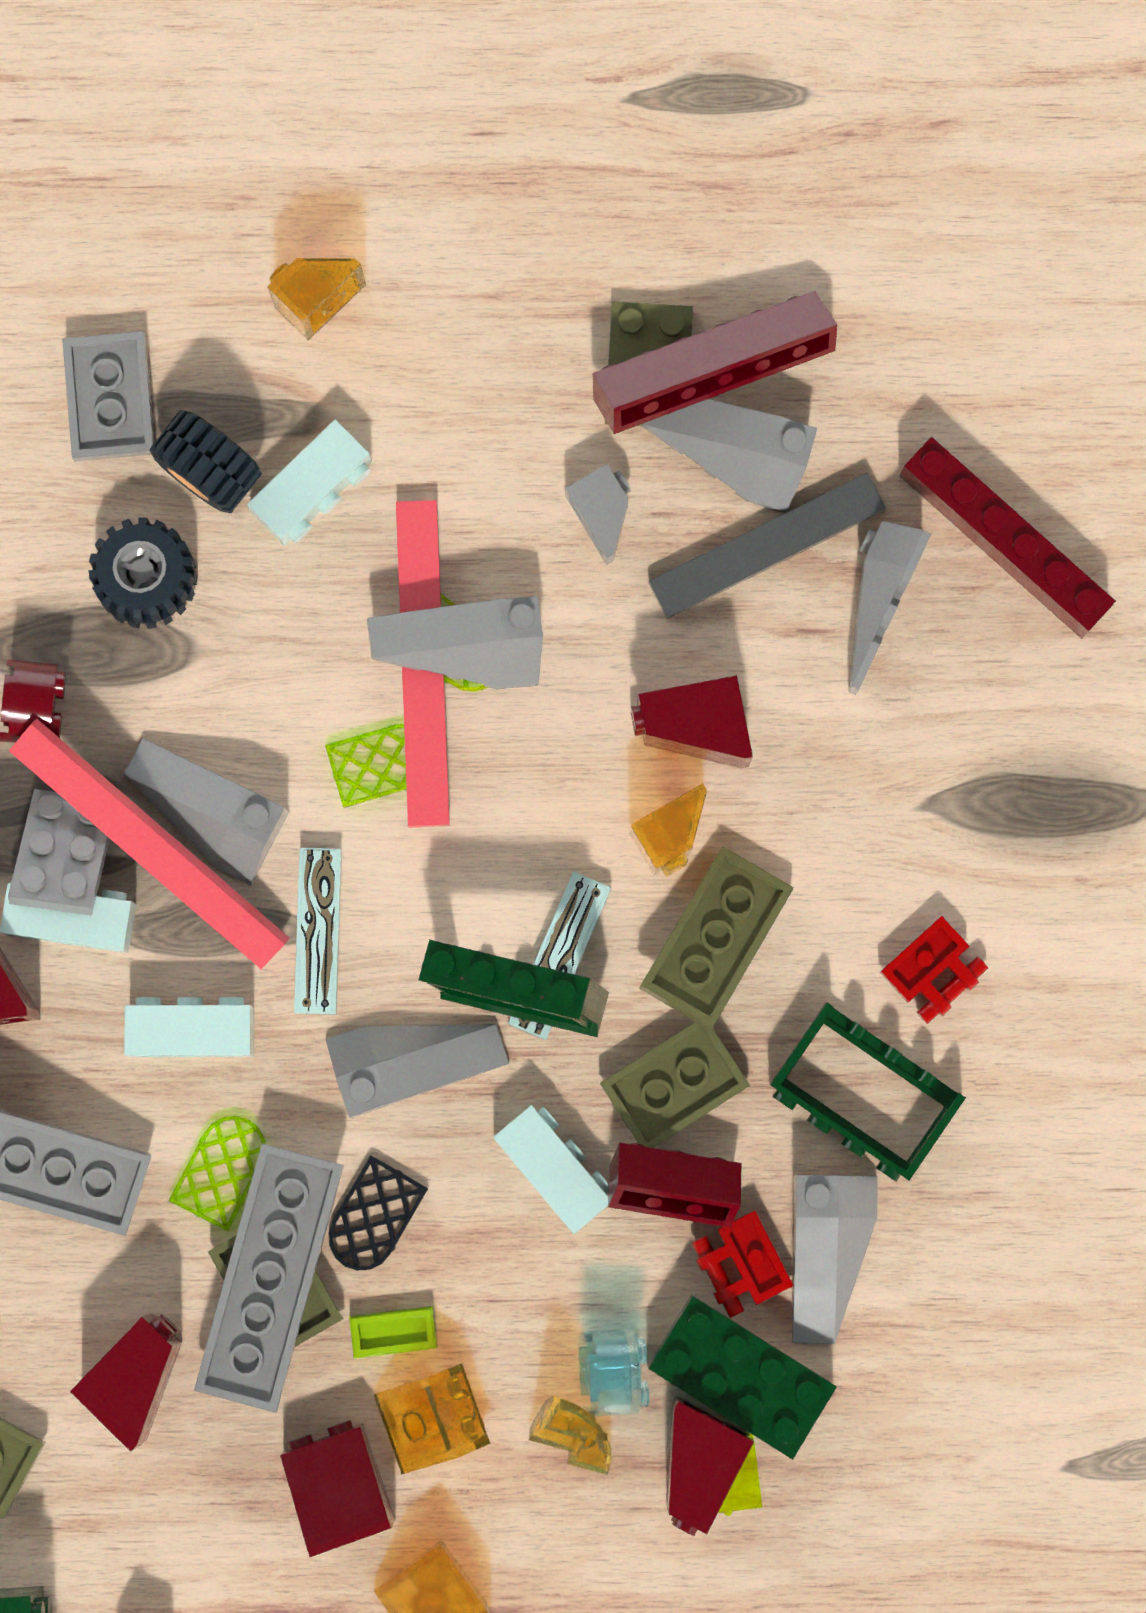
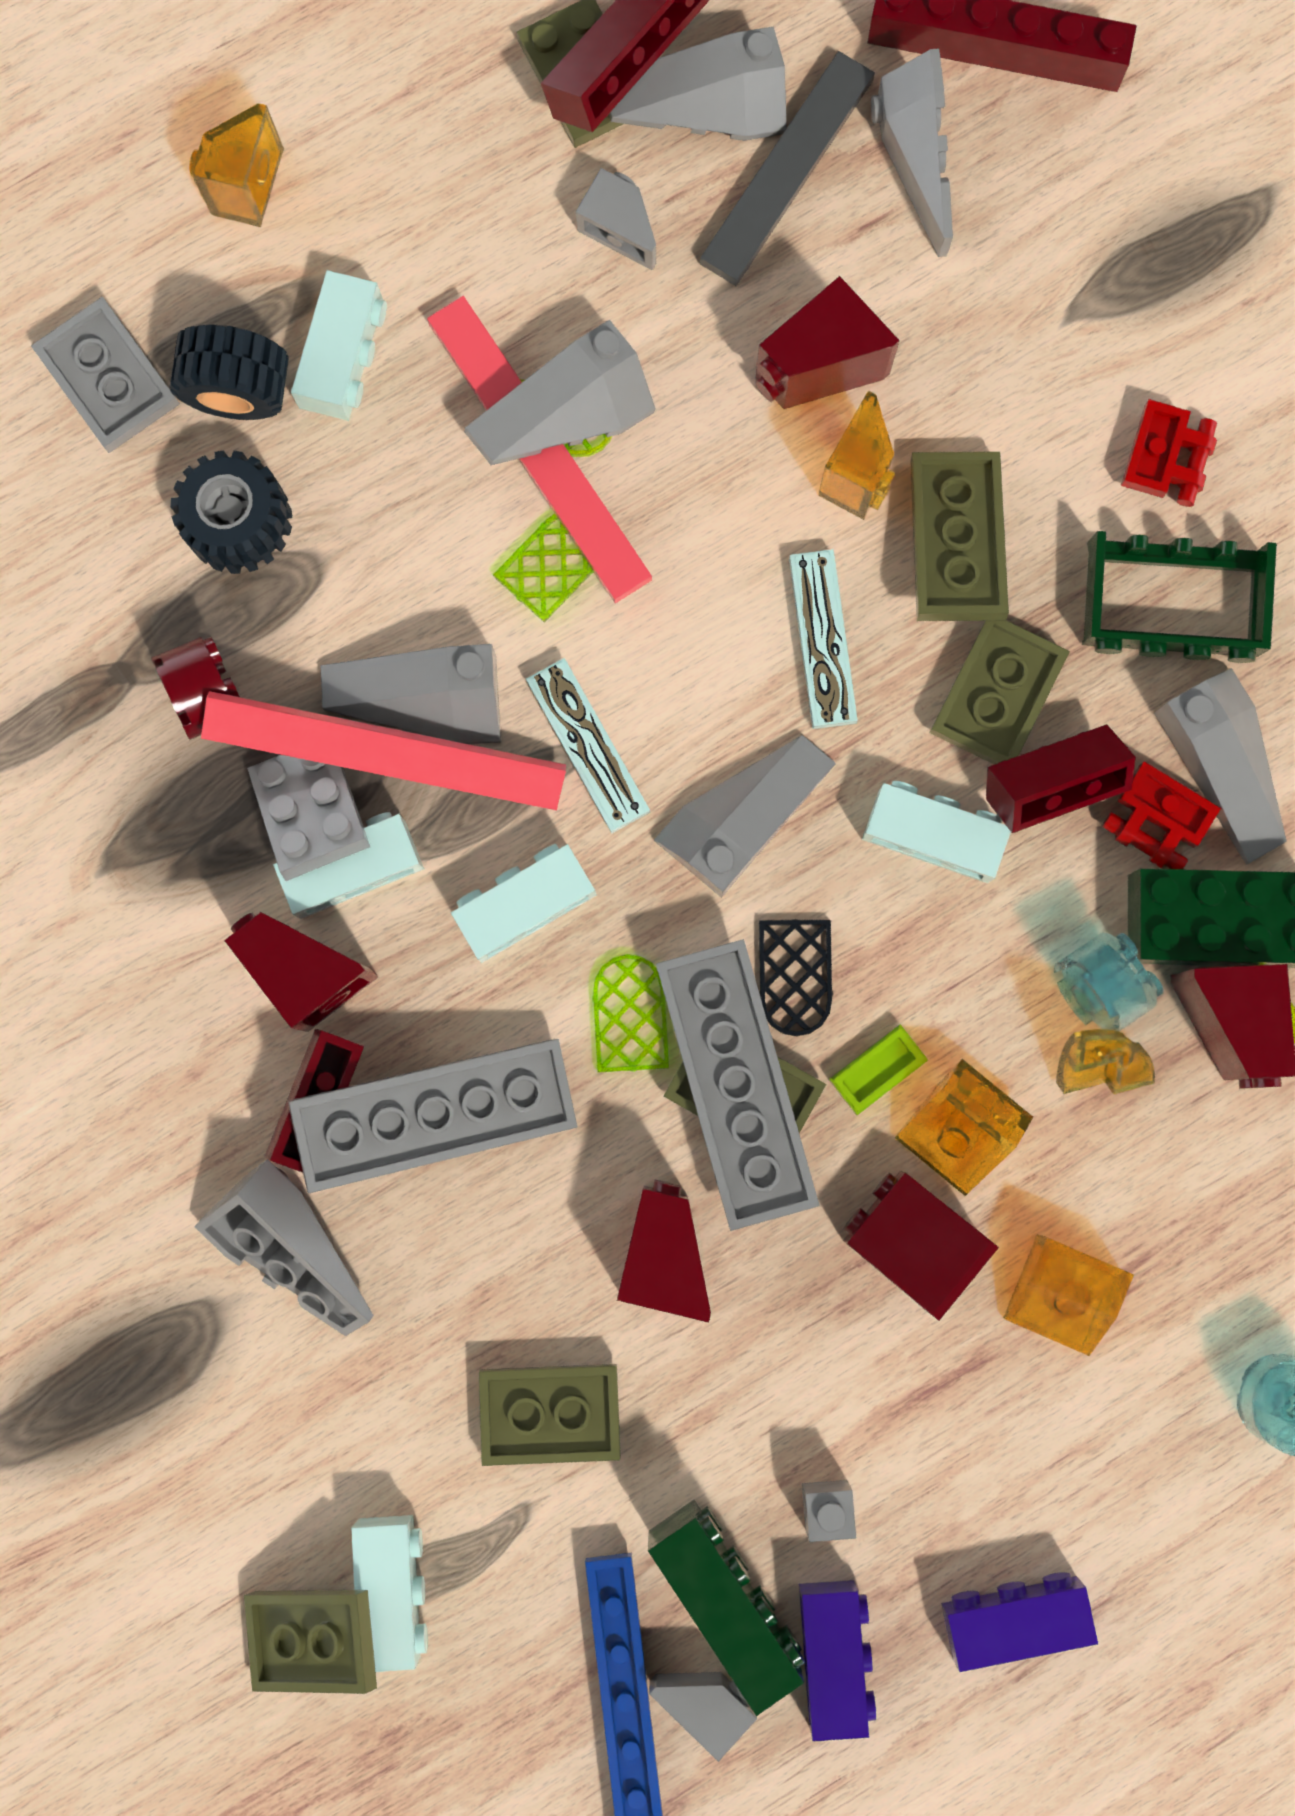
camera: 25 degrees left, 0 degrees up
(514, 988) = (805, 671): dark green window -> none

